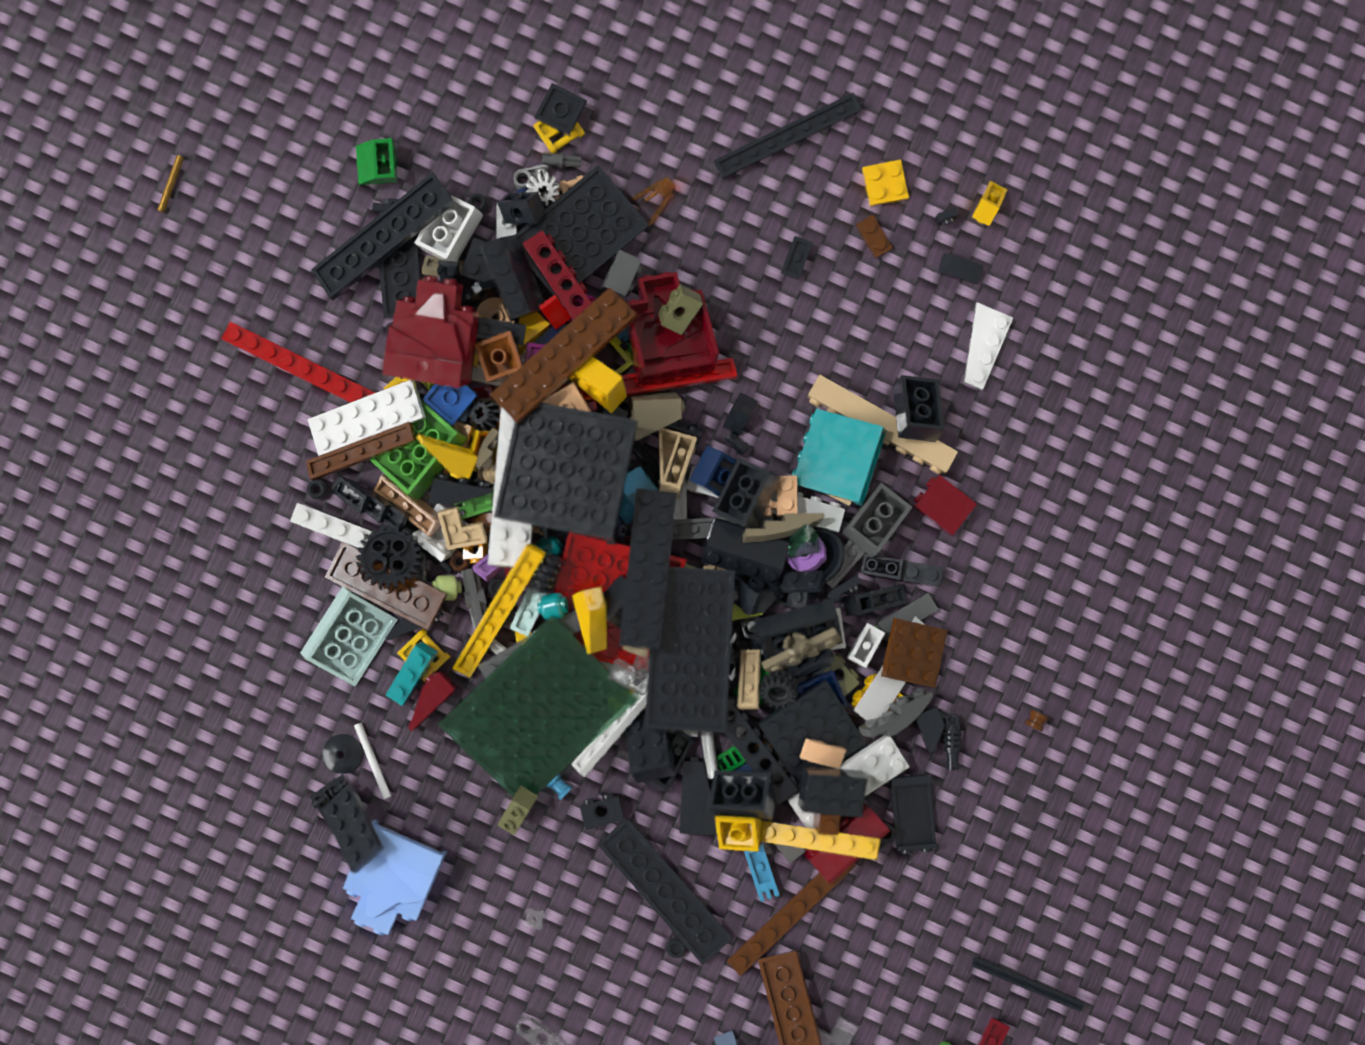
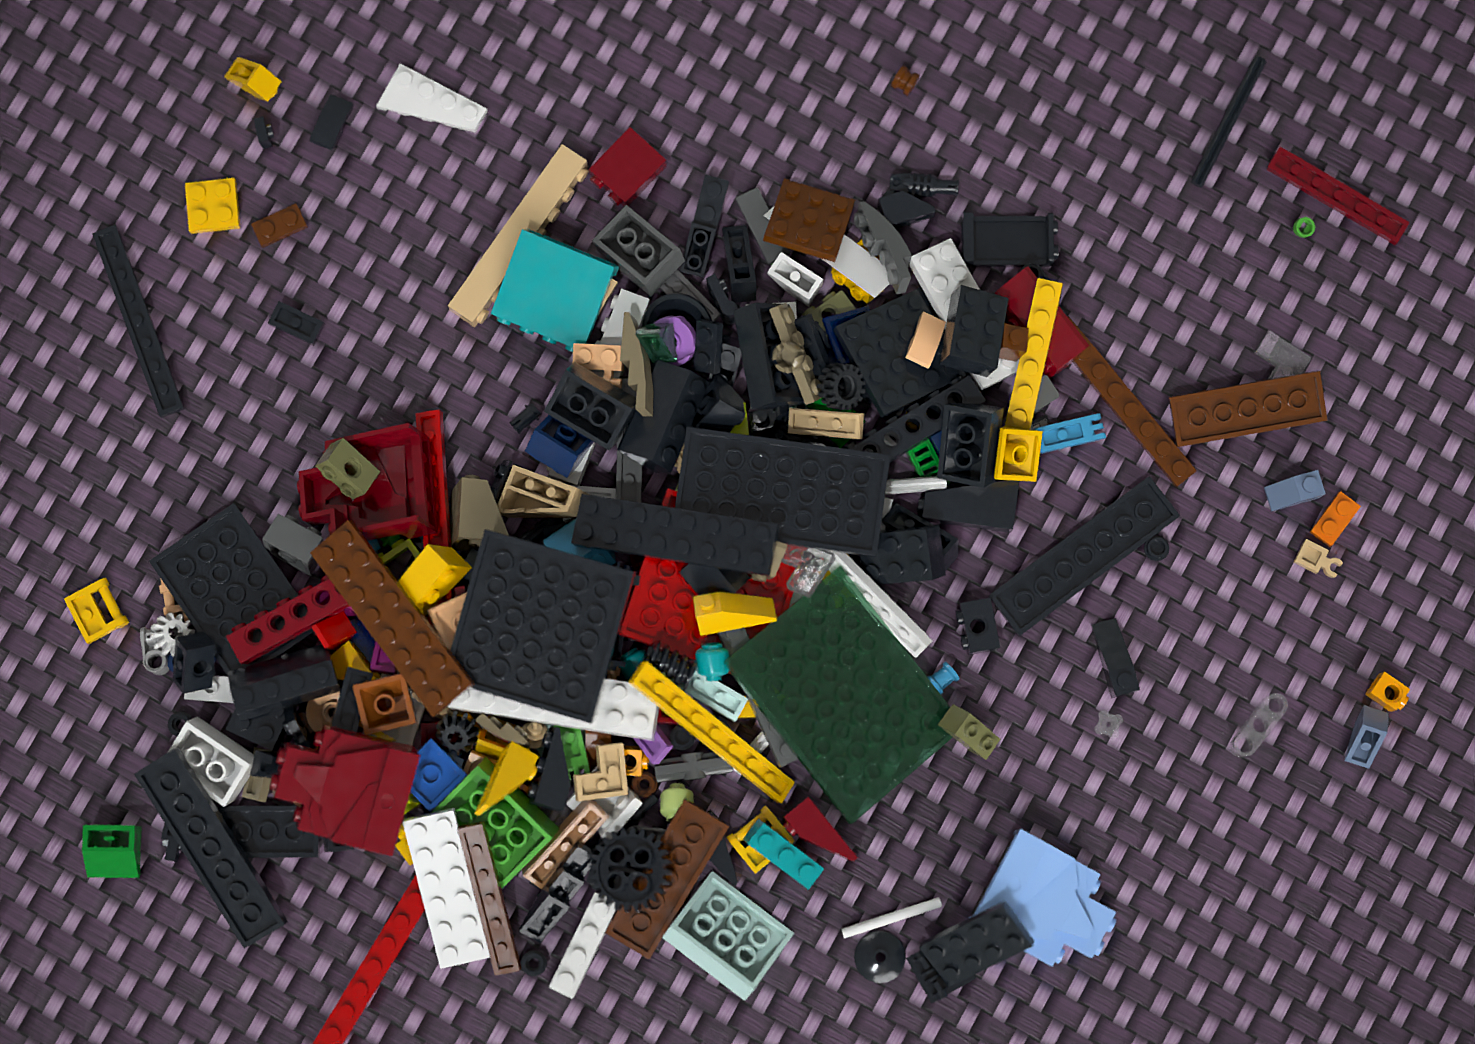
camera: 80 degrees left, 5 degrees down
(560, 109) = (71, 604): black plate -> none
(561, 160) = (136, 611): dark grey axle -> none
(585, 920) = (1115, 658): none -> black slope
(663, 188) = (188, 483): clear orange plant -> none
(739, 413) = (488, 411): black slope -> none
(918, 408) = (503, 186): black brick -> none

